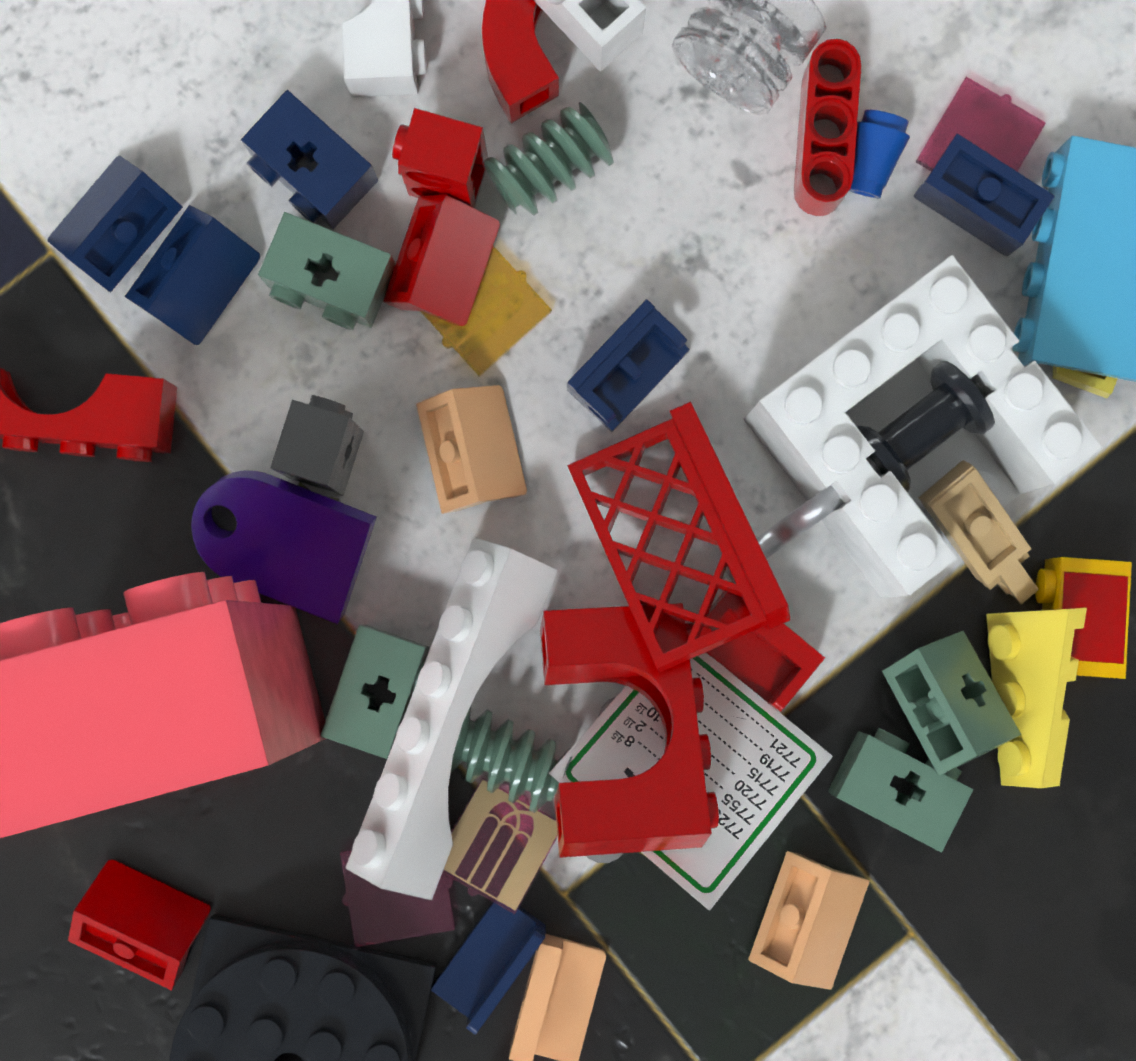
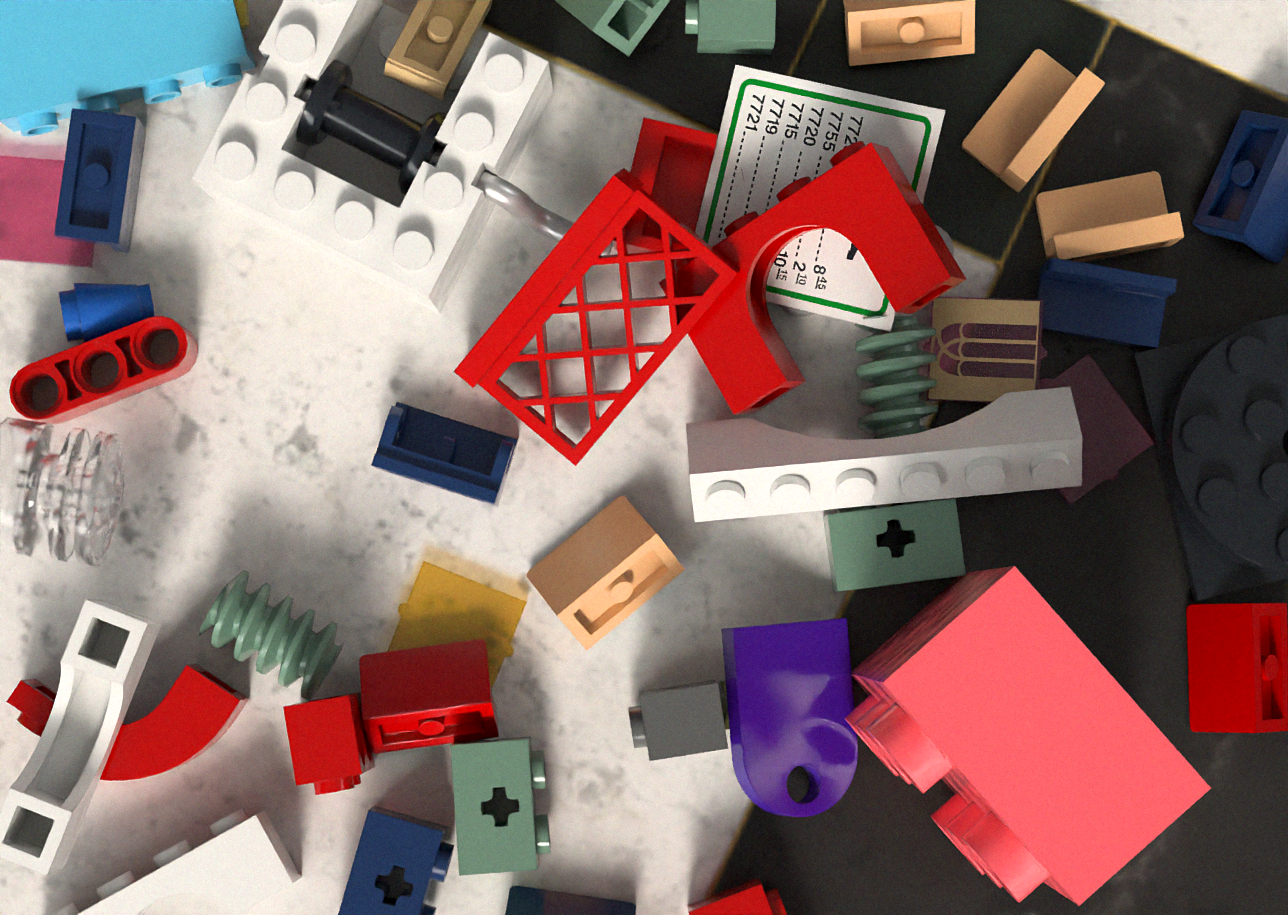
camera: 115 degrees left, 0 degrees up
(671, 980) = (1030, 118): none -> light nougat panel

